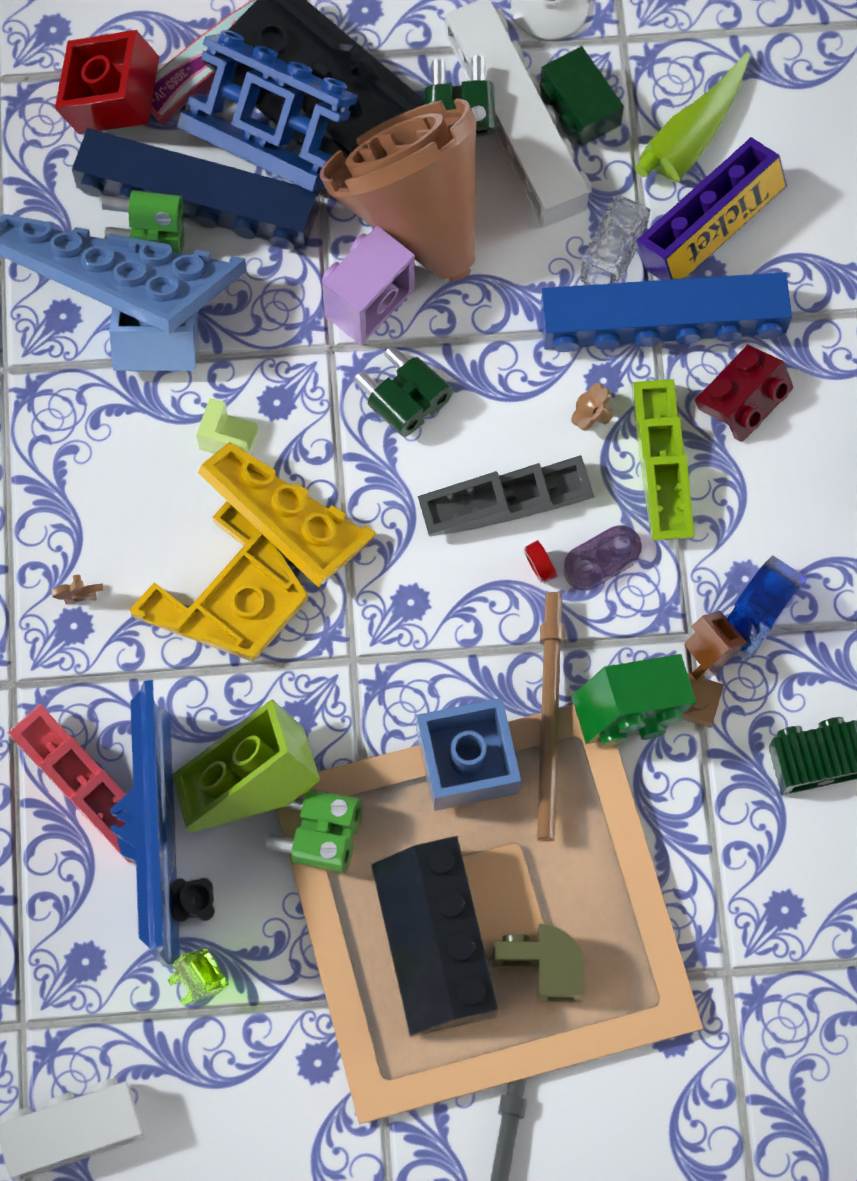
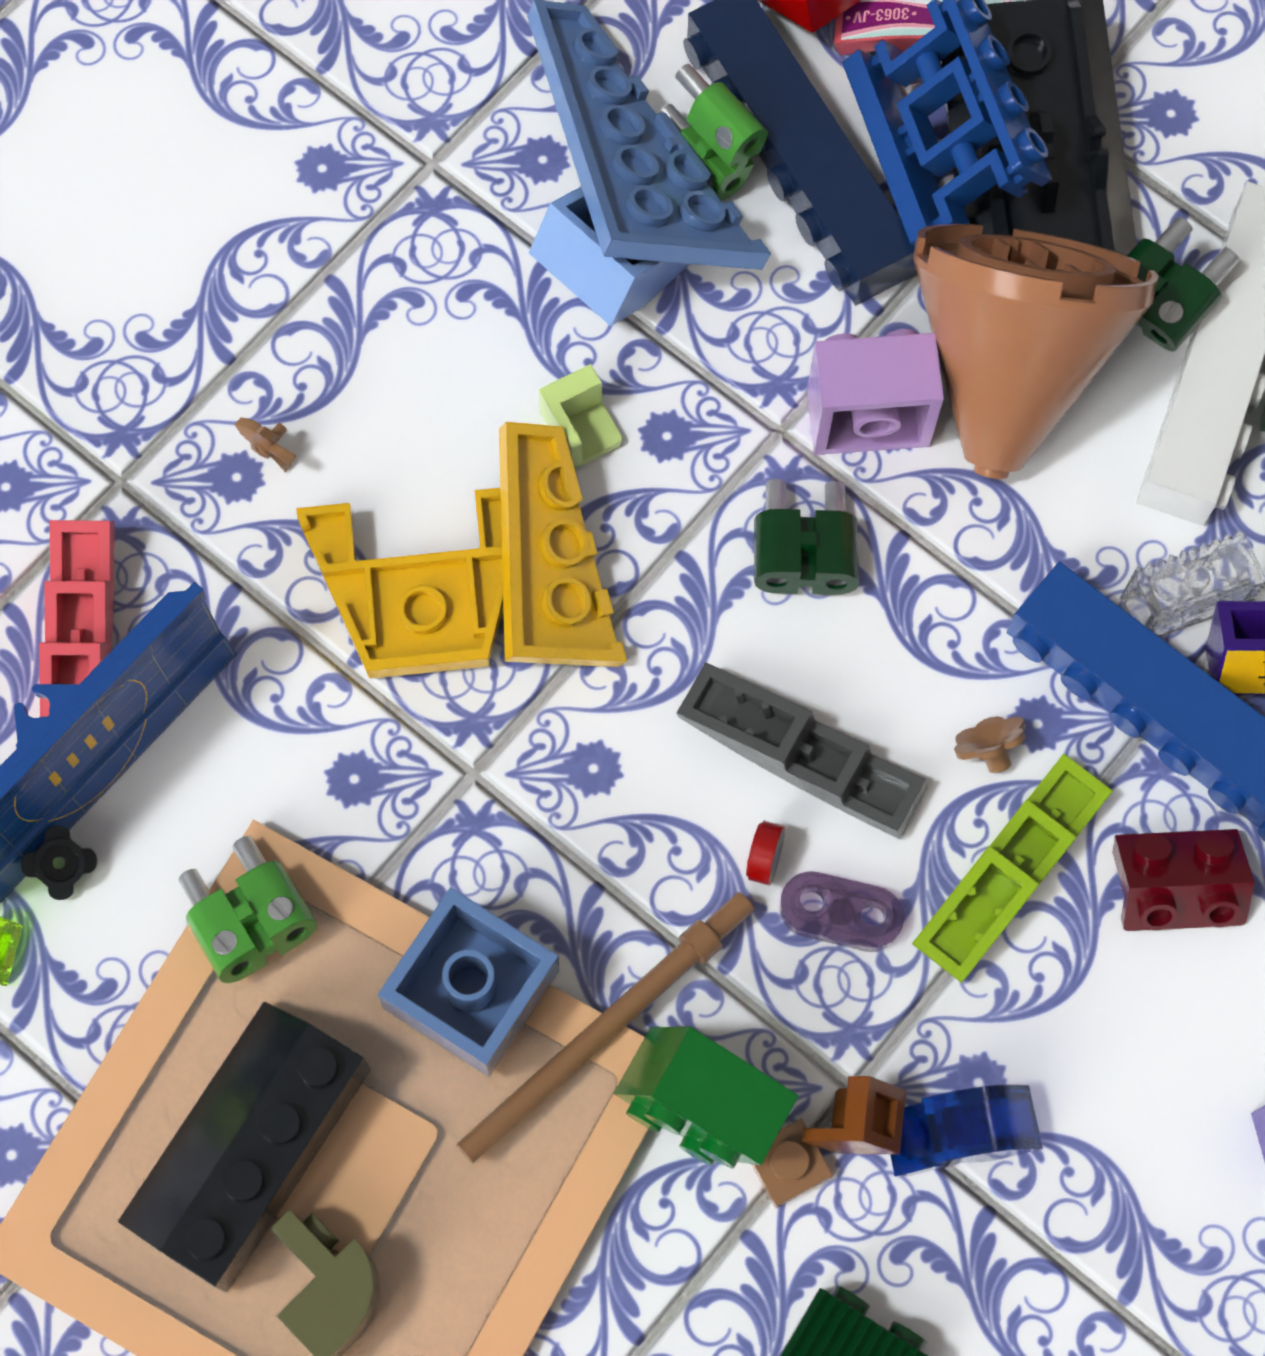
camera: 45 degrees right, 0 degrees up
(247, 771) = (237, 783): lime slope -> none

